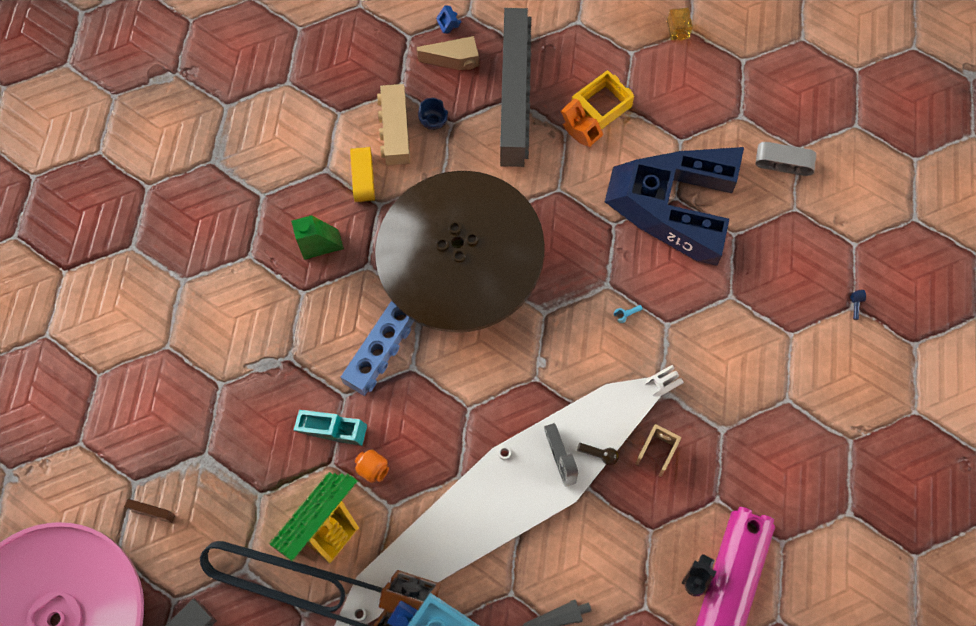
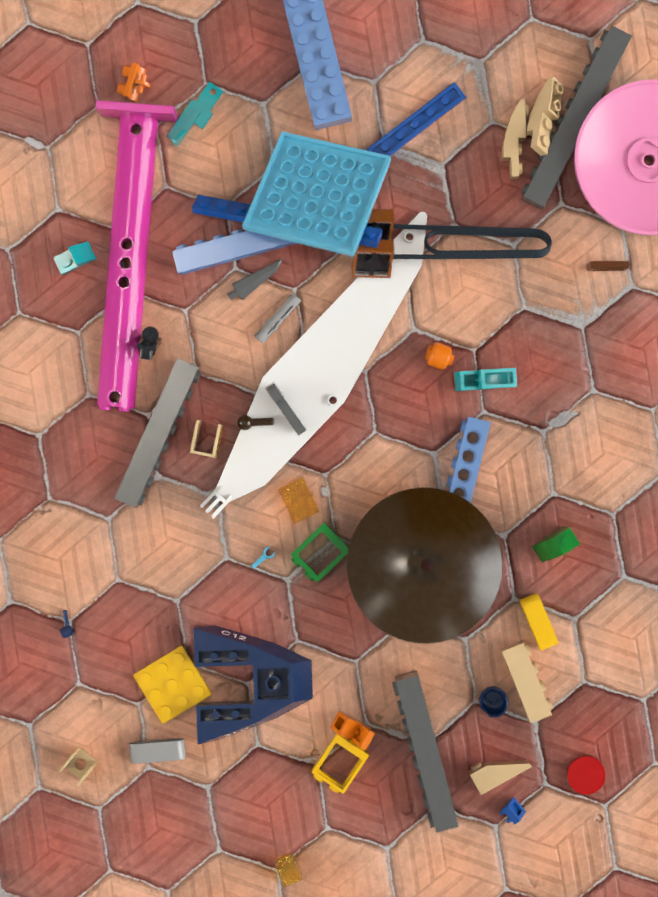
camera: 160 degrees right, 20 degrees up
(319, 521) = (467, 289): green piece -> none
(367, 33) = (586, 774): none -> red tile
(538, 565) = (279, 316): none -> light grey pin
(547, 311) = (298, 561): none -> green window
(573, 360) = (298, 500): none -> clear yellow plate
(711, 475) = (157, 433): none -> brick
(755, 217) = (172, 684): none -> yellow plate
(865, 157) = (70, 764): none -> tan piece

